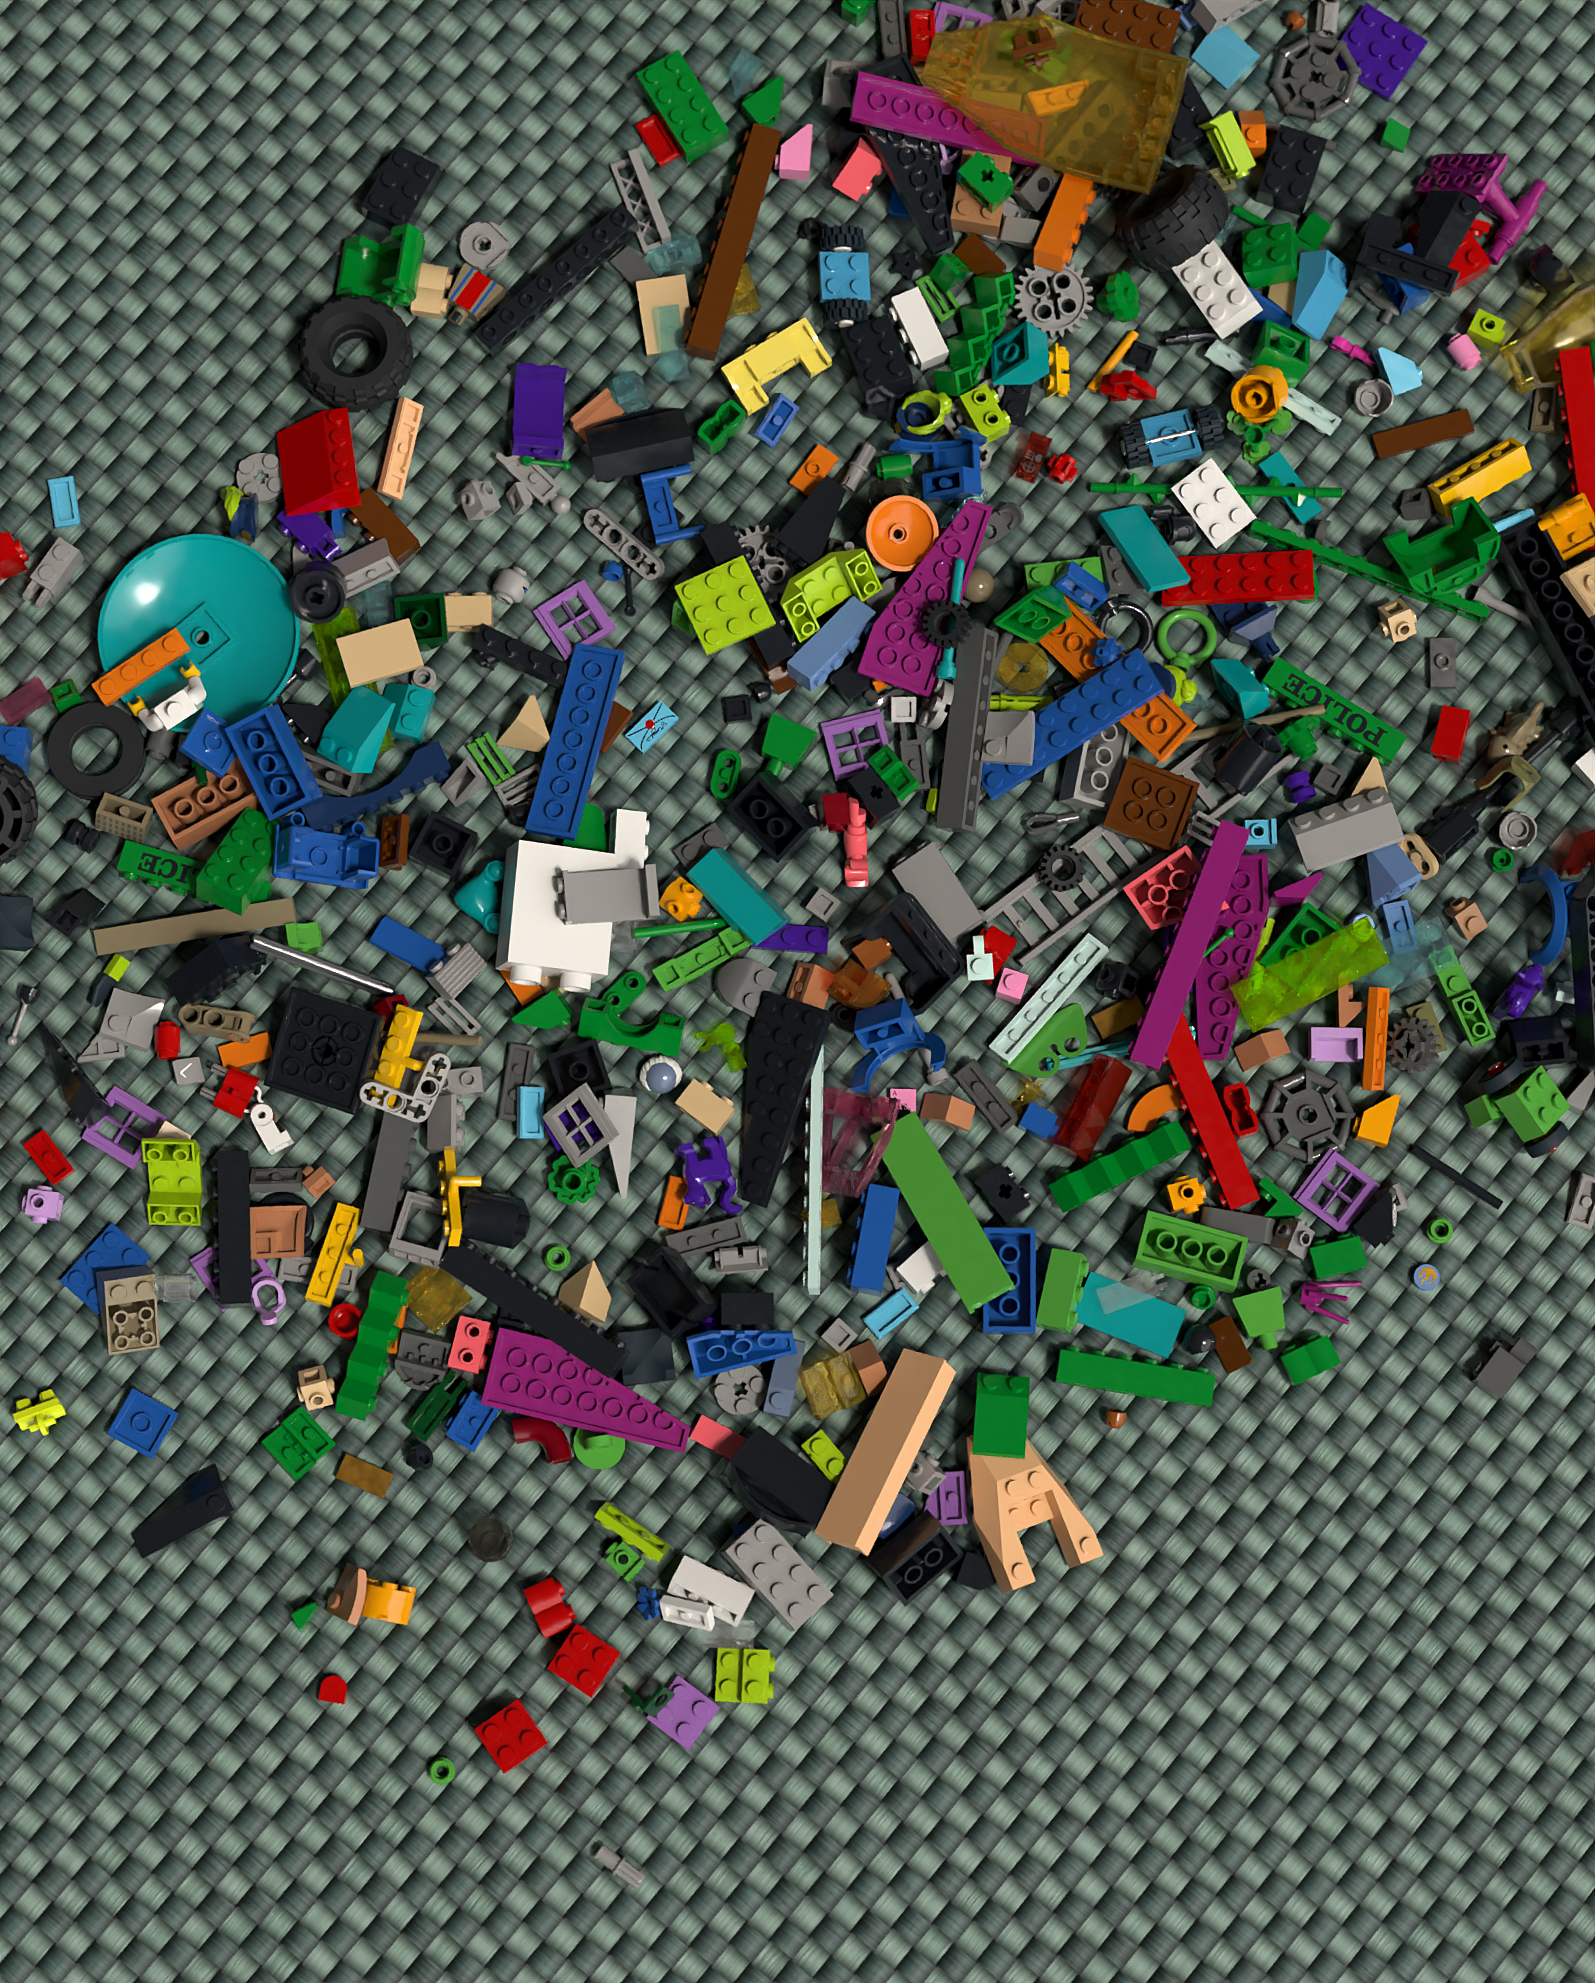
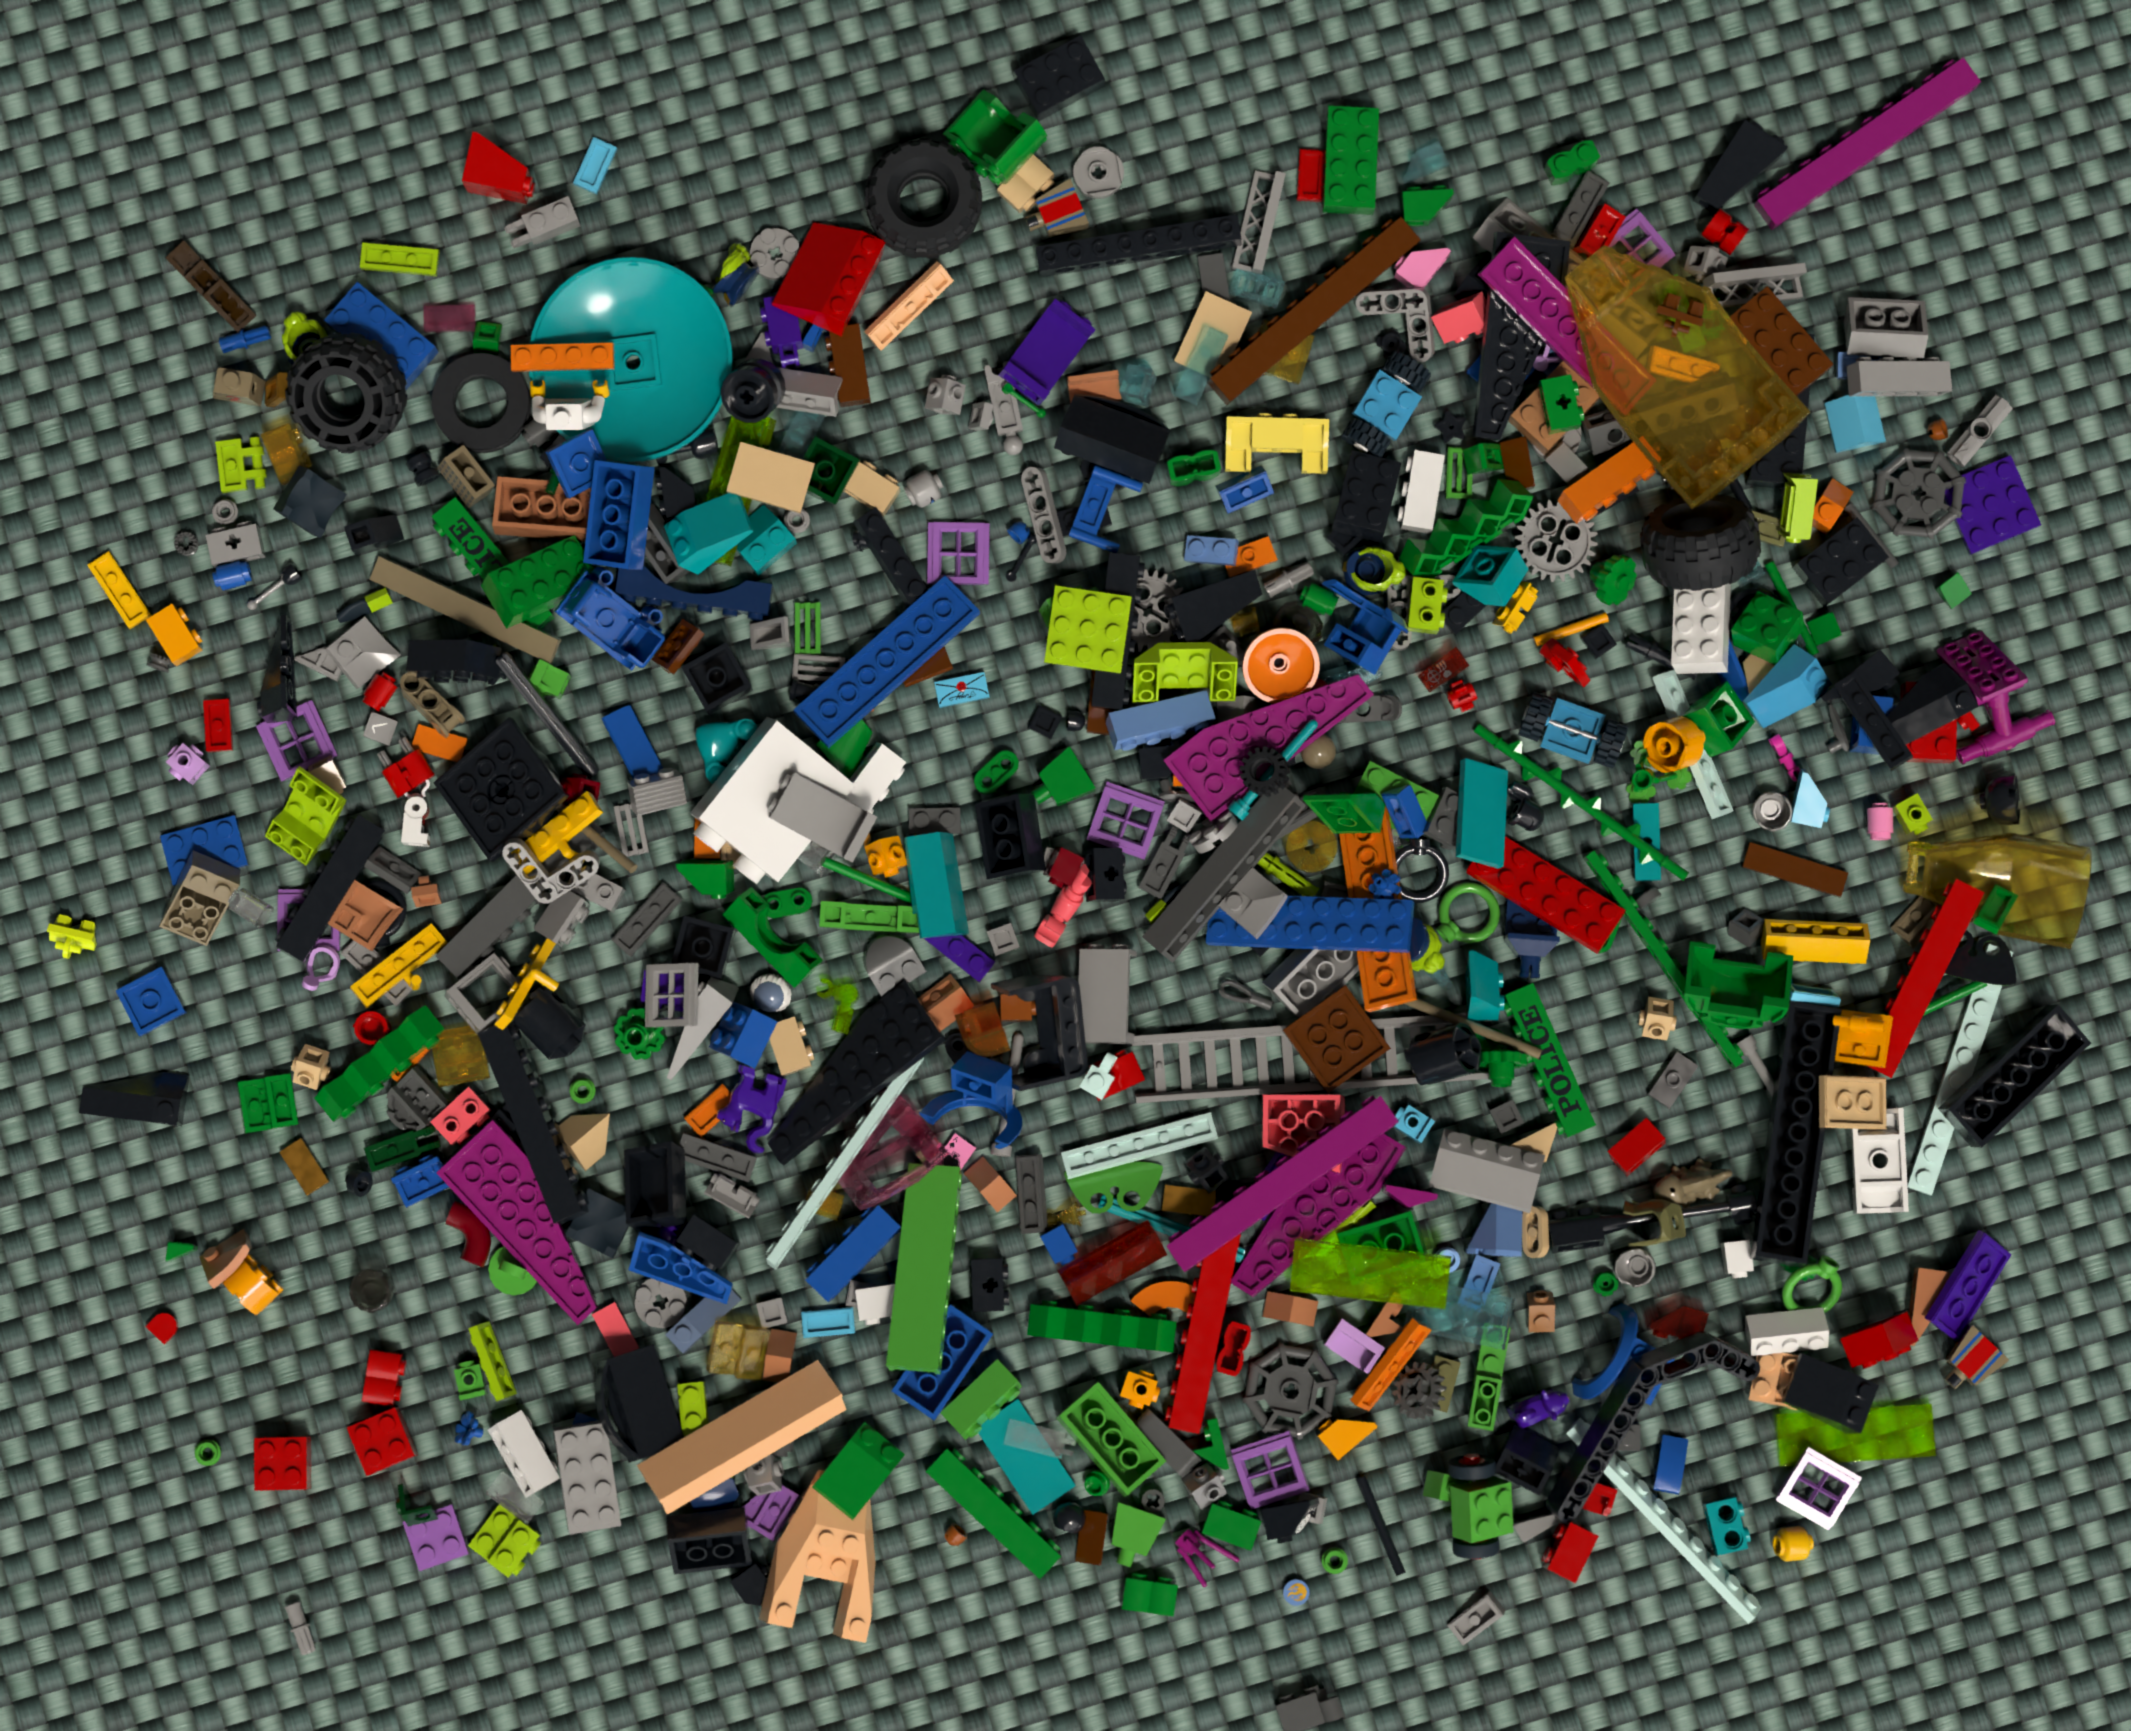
camera: 30 degrees right, 5 degrees up
(526, 729) = (854, 621): tan slope -> none
(530, 1112) = (640, 953): medium azure tile -> none
(661, 1121) = (742, 1034): none -> blue brick
(687, 1612) = (492, 1459): white plate -> none
(780, 484) = (1211, 550): none -> medium blue plate
(814, 192) = (1412, 312): none -> light grey beam
(848, 522) = (1246, 622): none -> clear yellow brick
(894, 772) = (1138, 866): green slope -> none
(1011, 986) = (1115, 1114): bright pink brick -> none
(1075, 861) = (1227, 1058): black tyre -> none
(1192, 821) = (1362, 1077): light grey tile -> none
(1213, 502) = (1570, 812): white plate -> none
(1229, 932) = (1327, 1192): green hinge -> none
(1300, 787) = (1479, 1101): dark purple wheel -> none

